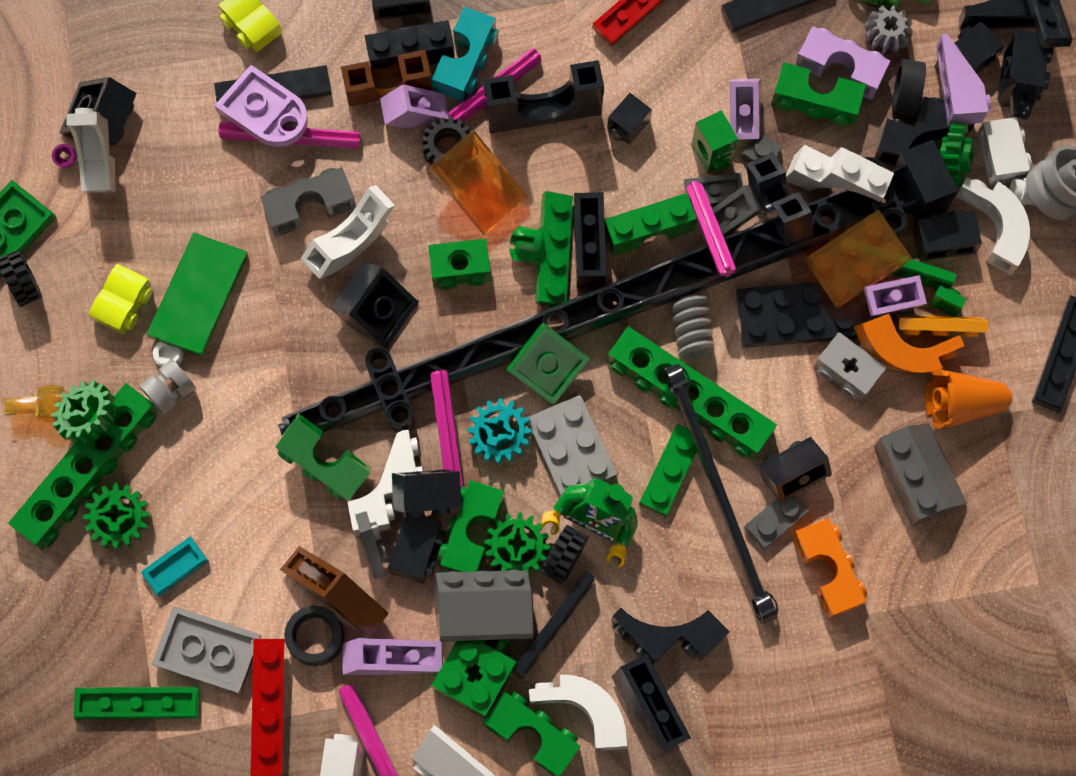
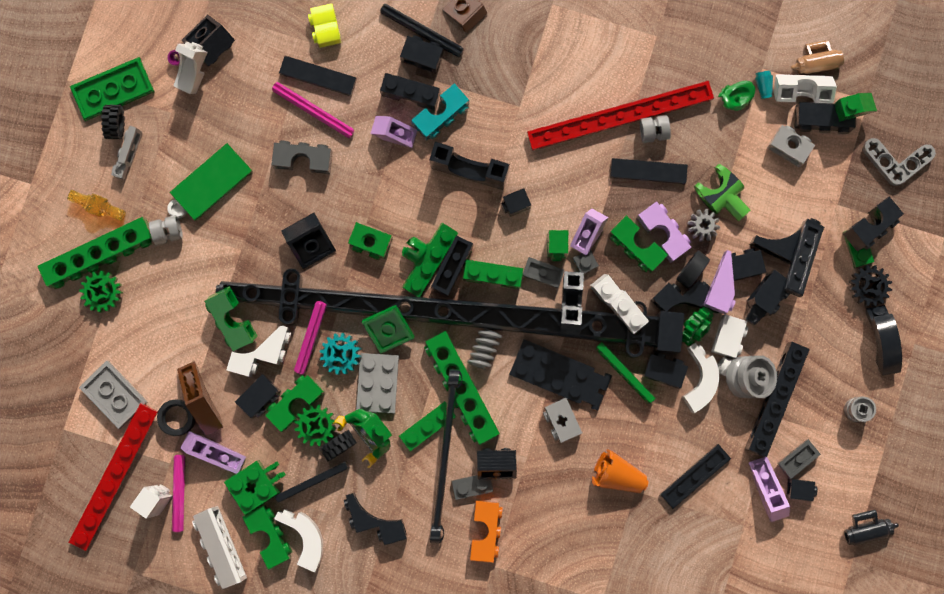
camera: 30 degrees right, 10 degrees up
(59, 313) = (127, 152): none -> light grey hinge
(84, 412) = (109, 223): green gear -> none
(121, 299) = (165, 163): neon yellow brick -> none
(136, 703) = (61, 404): green tile -> none
(174, 566) = (120, 336): teal tile -> none
(262, 108) = (303, 87): lavender plate -> none
(352, 237) = (313, 193): white arch -> none
(369, 534) = (231, 384): dark grey plate -> none
(370, 84) = (376, 103): reddish brown arch -> none
(426, 491) = (277, 370): black brick -> none
(439, 131) = (401, 153): black tyre -> none
(476, 100) = (451, 140): dark pink axle -> none
(478, 182) = (405, 197): clear orange plate -> none
(483, 605) = (275, 452): dark grey slope -> none
(650, 706) = (340, 557): black brick -> none
(710, 229) = (523, 298): dark pink axle -> none
(737, 209) = (545, 293): dark grey plate -> none
(858, 259) = (601, 360): clear orange plate -> none
(885, 345) = (589, 418): orange arch -> none
(895, 296) = (610, 393): lavender slope -> none
(919, 473) = (569, 503): dark grey slope -> none
(940, 324) = (631, 422): light orange plate -> none
(948, 300) = (644, 410): green plate -> none

